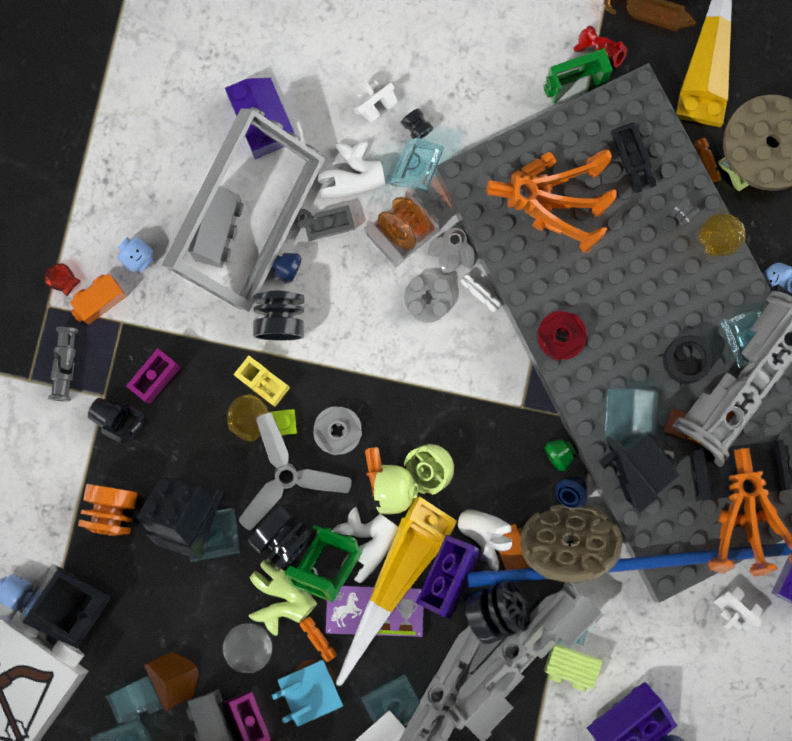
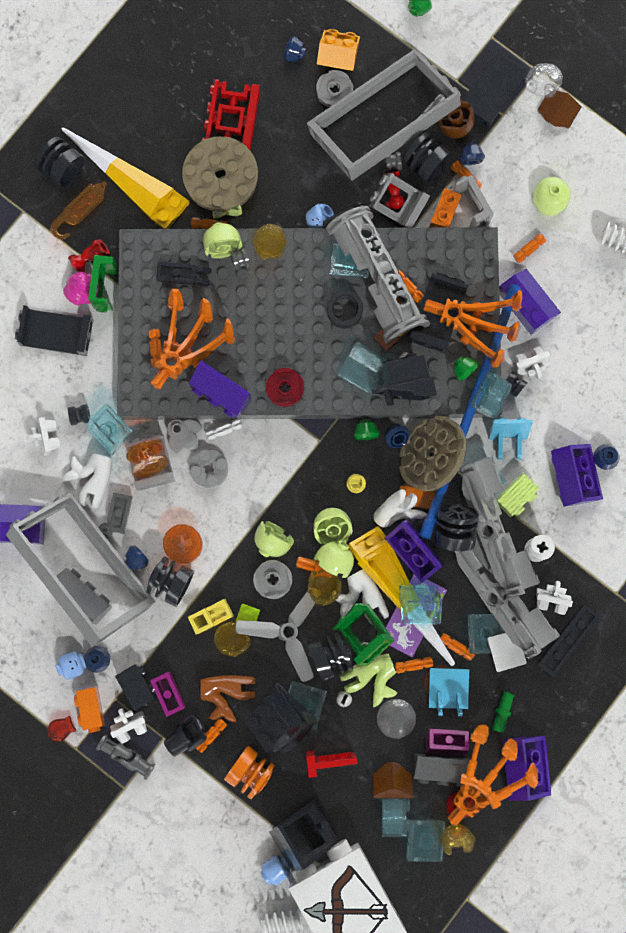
camera: 65 degrees left, 0 degrees up
(101, 346) = (126, 722): none -> white hips
(132, 447) = (212, 733): none -> orange axle
(145, 336) = (136, 686): none -> black brick
(156, 286) = (100, 664): none -> dark blue cone
(158, 591) = (328, 761): none -> red fence
(196, 441) = (229, 685): none -> dark orange piece
(240, 572) = (339, 698): none -> white hinge
(328, 296) = (173, 538): none -> clear orange piece
(355, 492) = (324, 587): none -> clear yellow hair
(362, 678) = (456, 646): none -> orange axle
(381, 407) = (271, 540): none -> yellowish green cylinder
(389, 613) = (420, 604): none -> clear light blue slope
(493, 472) = (356, 483): none -> light yellow plate
(496, 52) = (54, 331): none -> black panel
(520, 263) = (219, 390): none -> dark purple slope
(531, 726) = (545, 544): none -> white piece
(556, 51) = (78, 288): none -> dark pink hair
(643, 613) = (506, 428): none -> medium azure plate
(674, 579) = (491, 395): none -> clear light blue brick
(690, 531) = (464, 368): none -> green cone
(694, 179) = (221, 240): none -> yellowish green cylinder
(702, 600) = (517, 384): none -> black wheel
(747, 435) = (416, 295): none -> orange axle

